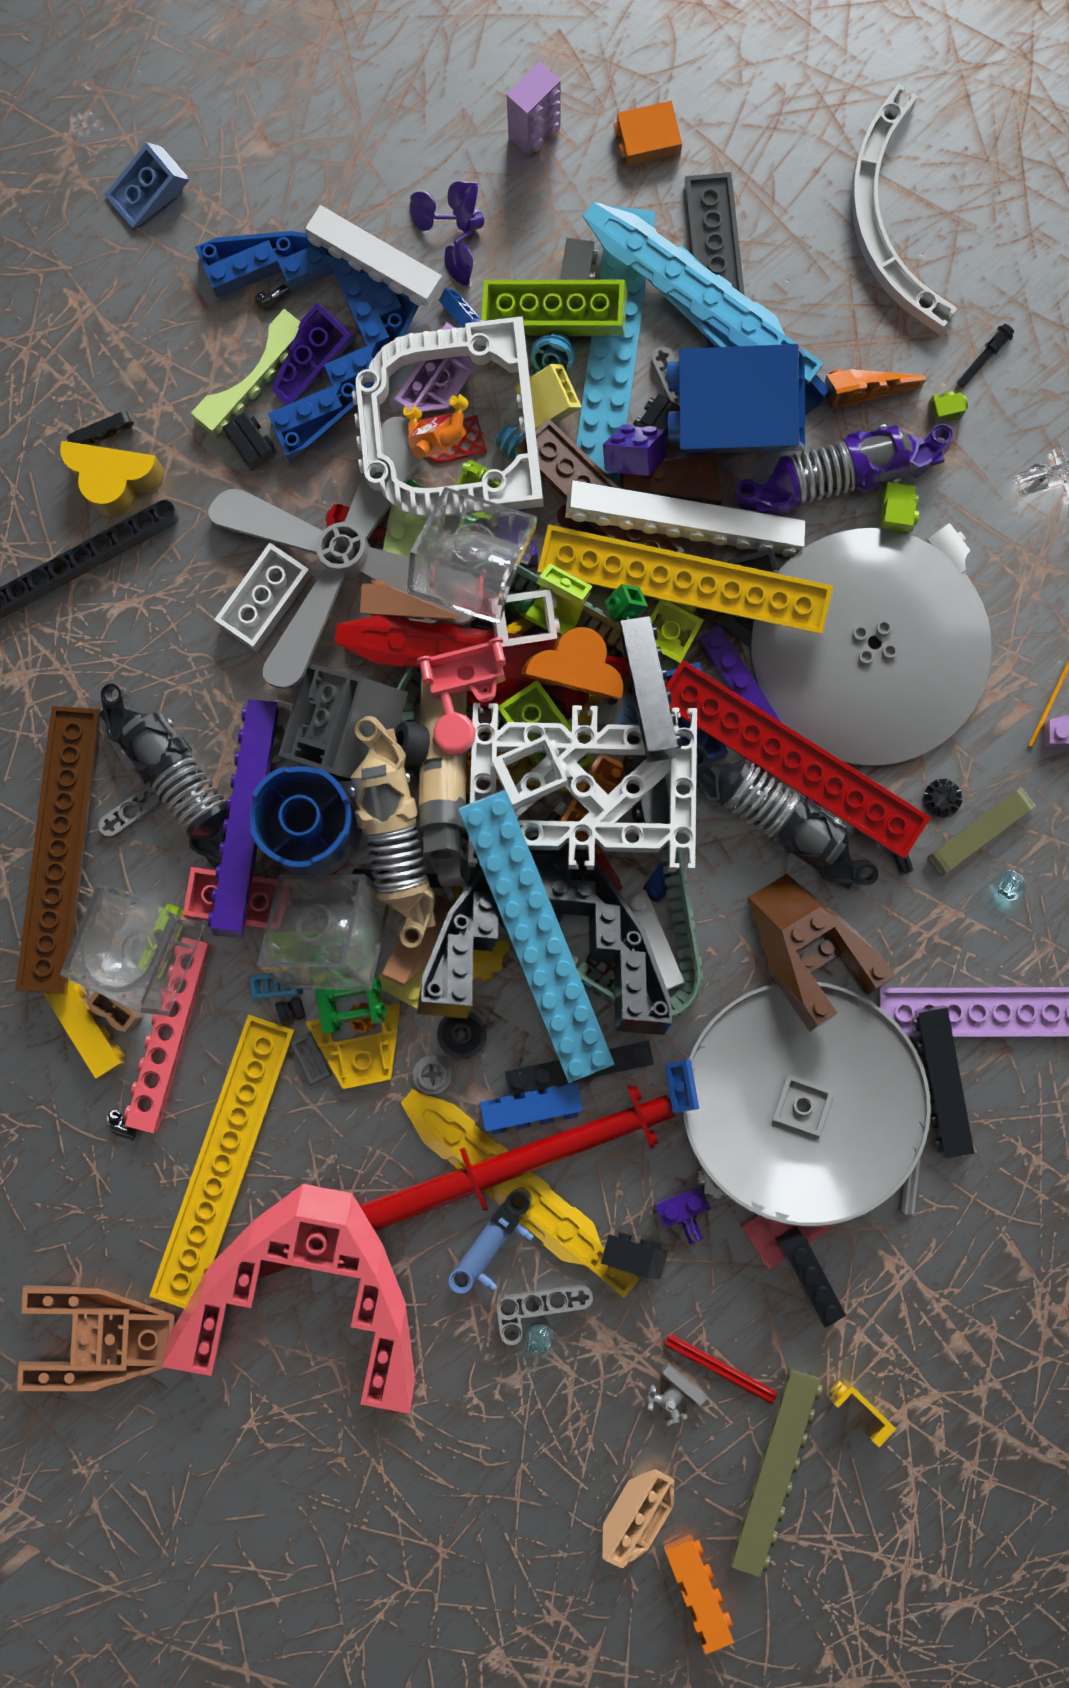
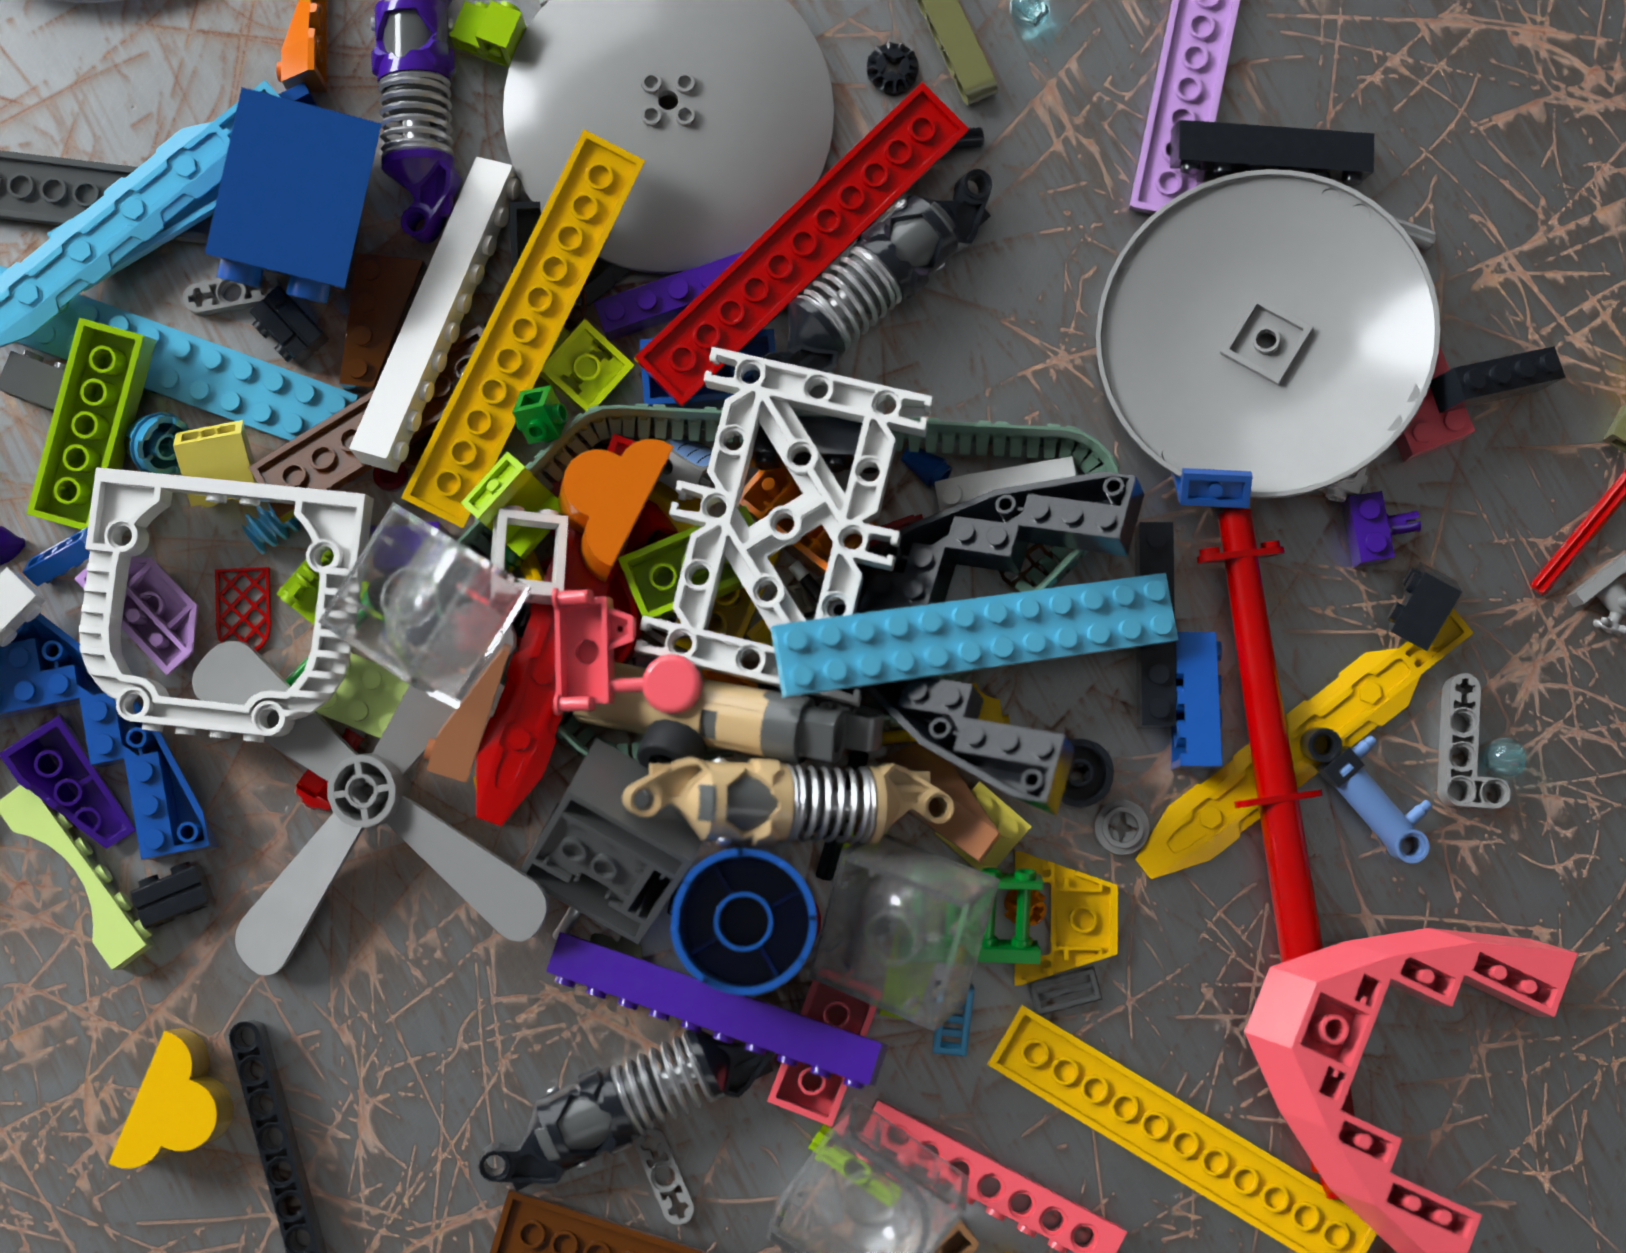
camera: 80 degrees left, 0 degrees up
(102, 429) = (102, 1105): black beam -> none
(263, 597) = (404, 921): white brick -> none
(290, 1010) = (994, 1012): black wheel -> none
(438, 433) = (234, 623): orange torso -> none
(551, 750) = (756, 624): white window -> none
(635, 450) = (323, 359): dark purple brick -> none
(649, 689) = (671, 404): brick -> none
(803, 936) = (1040, 287): reddish brown wedge -> none

